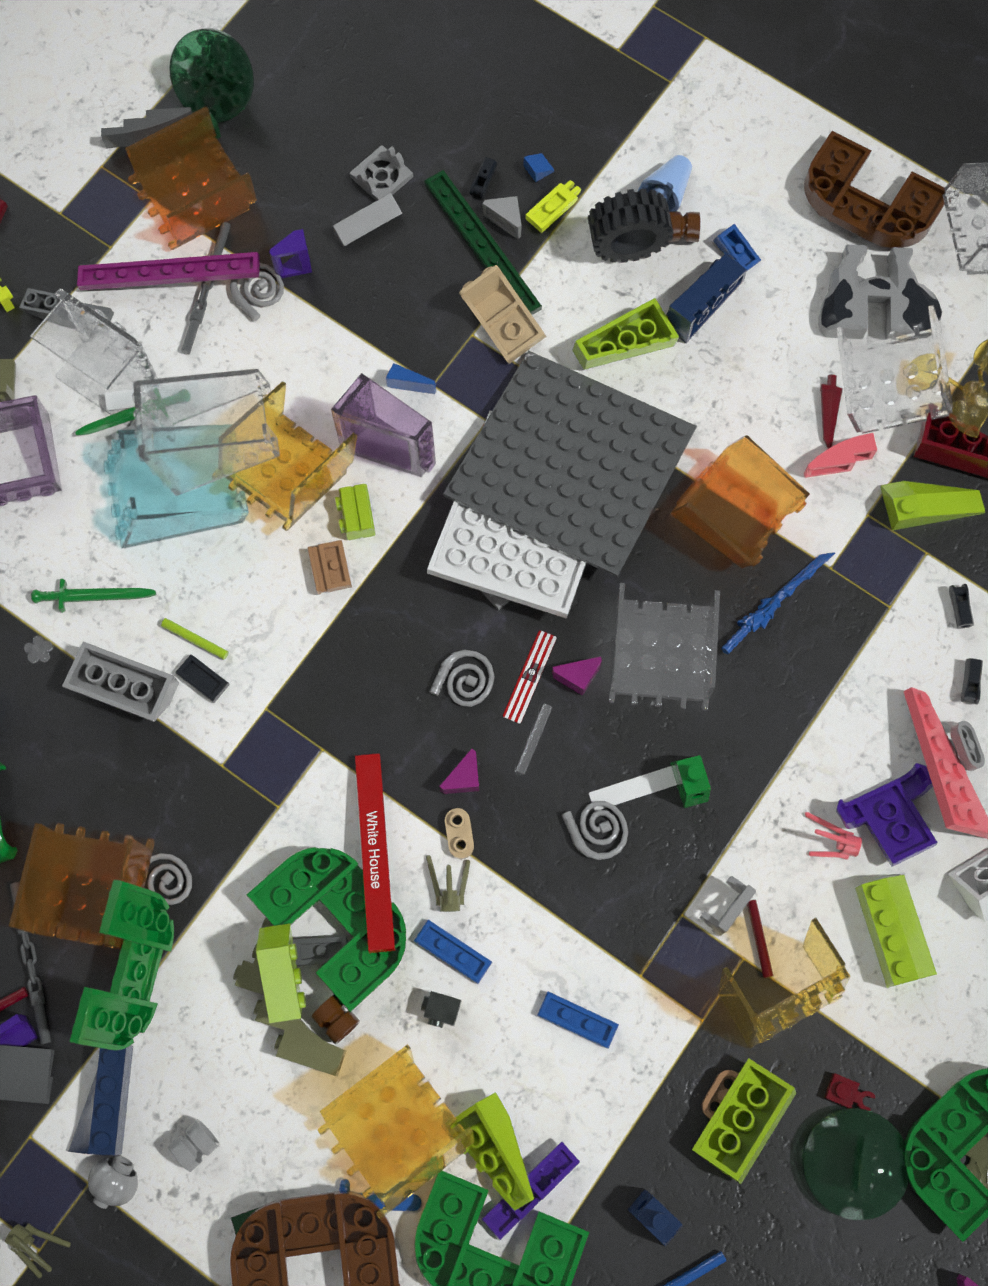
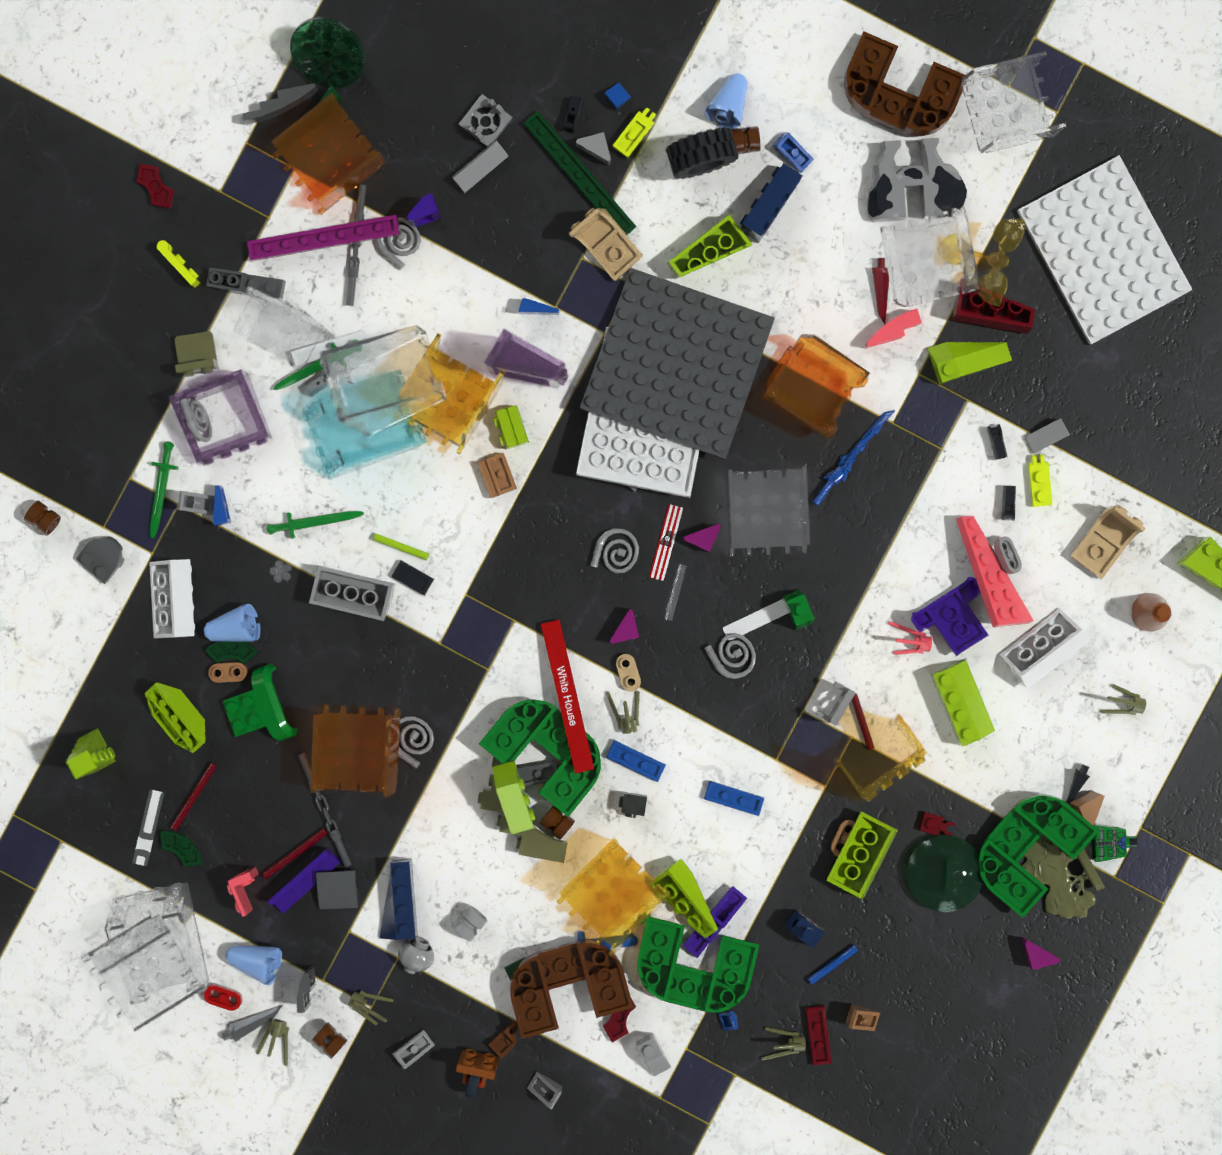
camera: 10 degrees left, 15 degrees up
(117, 1016) = (405, 778): green plate -> none

